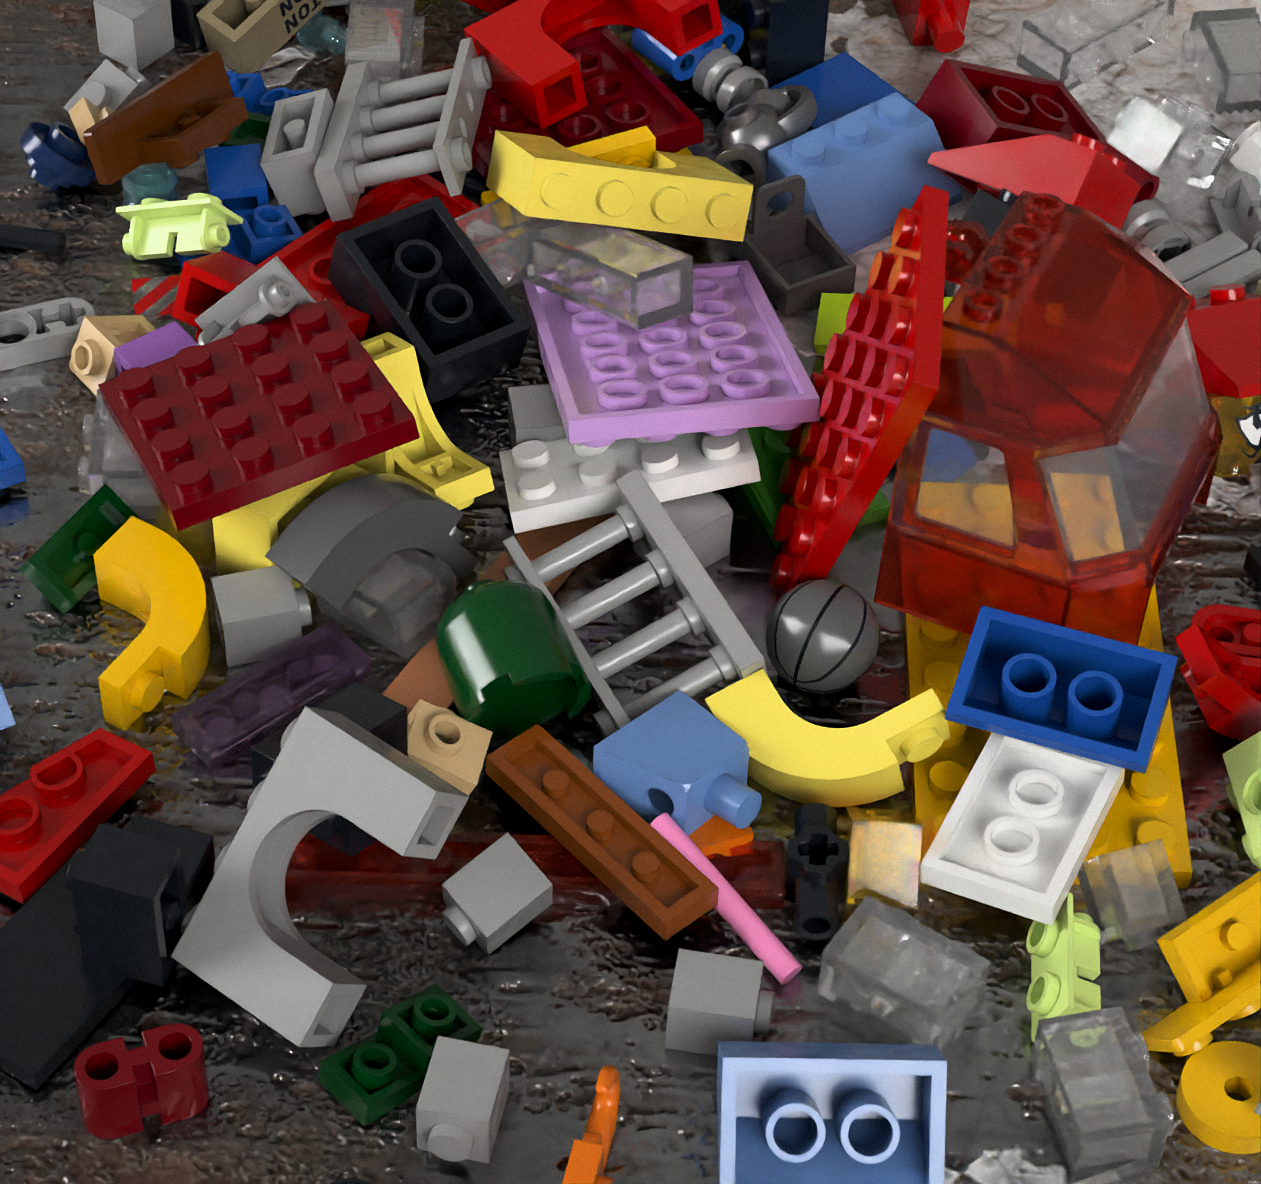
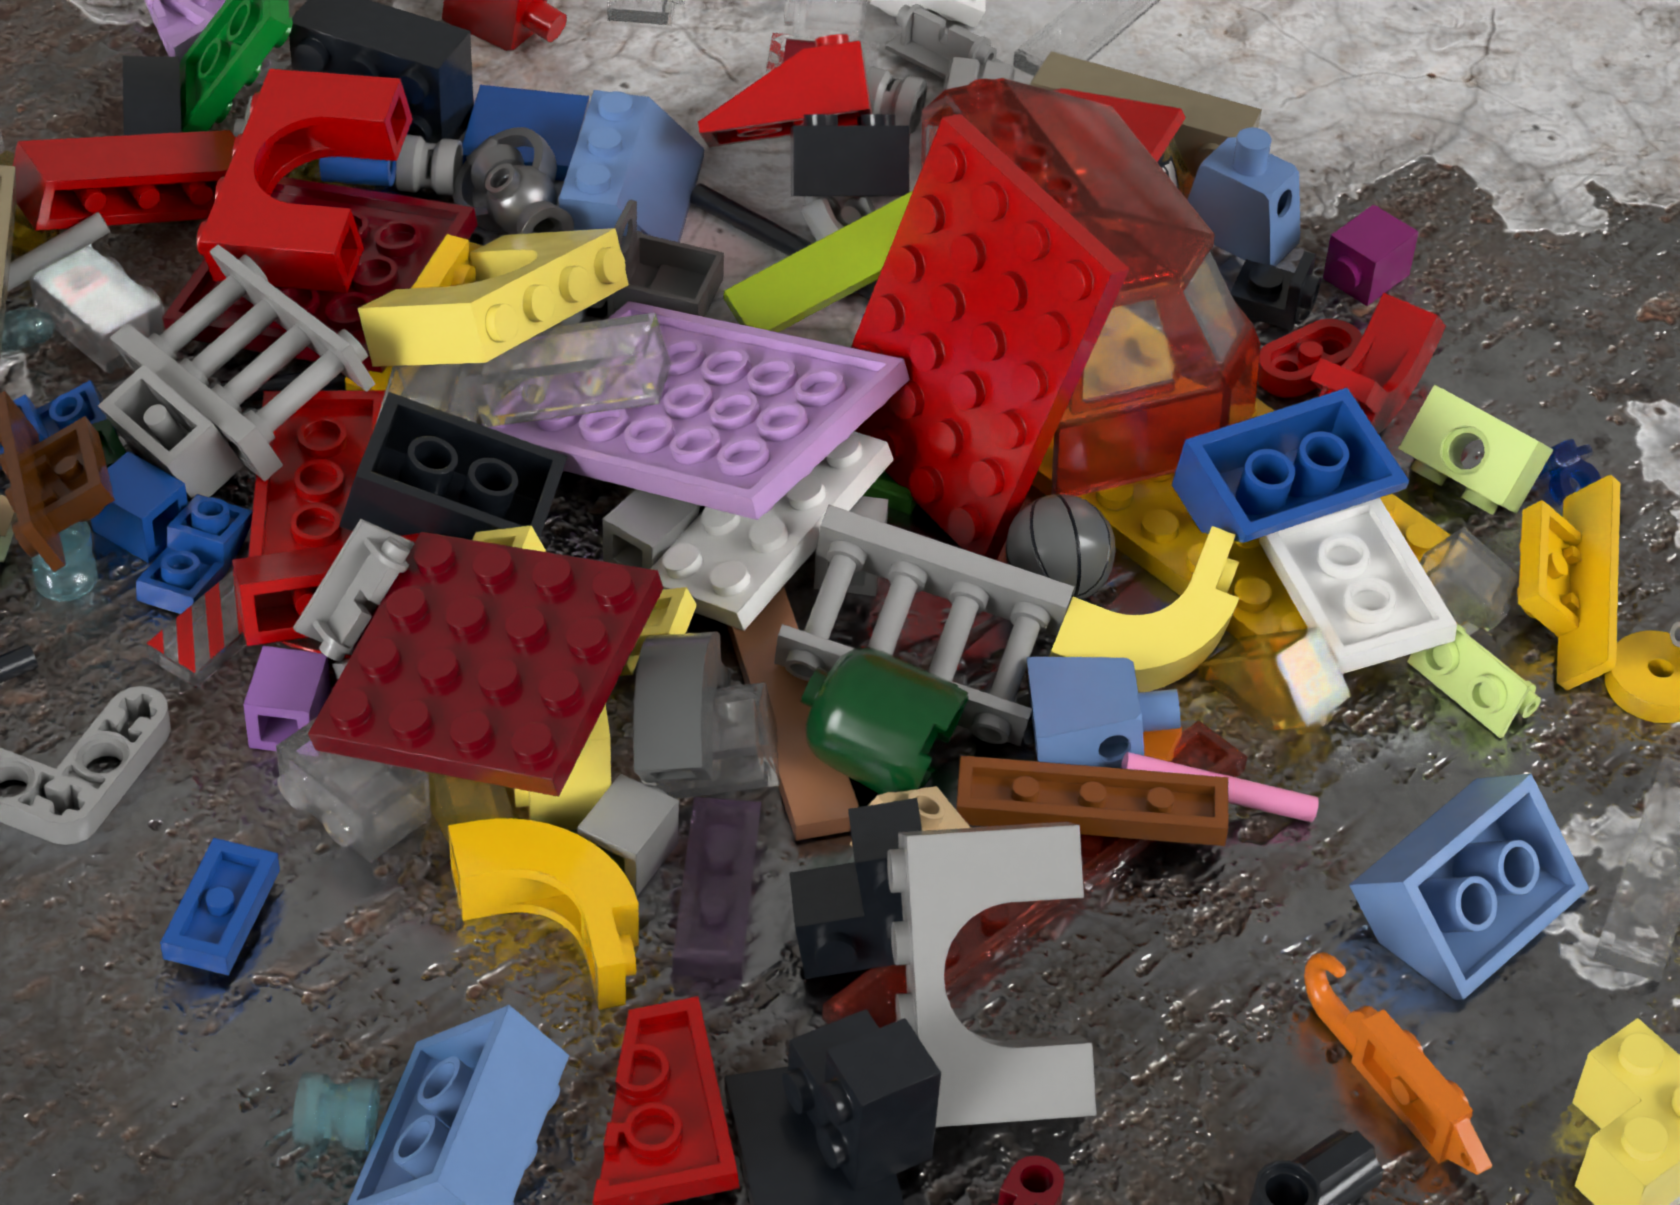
camera: 45 degrees left, 0 degrees up
(65, 563) = (420, 885): dark green plate -> none
(93, 352) = (213, 714): tan bracket -> none
(196, 222) = (117, 580): yellowish green hinge -> none
(393, 1061) = (1145, 1070): dark green slope -> none
(462, 1100) = (1238, 1062): light grey brick -> none
(495, 895) = (1094, 923): light grey brick -> none
(715, 1002) = (1306, 864): light grey brick -> none
(816, 871) = (1252, 721): black axle -> none
(903, 975) = (1401, 749): clear brick -> none
(996, 105) = (682, 67): dark red slope -> none
(1100, 1091) = (1594, 734): clear brick -> none

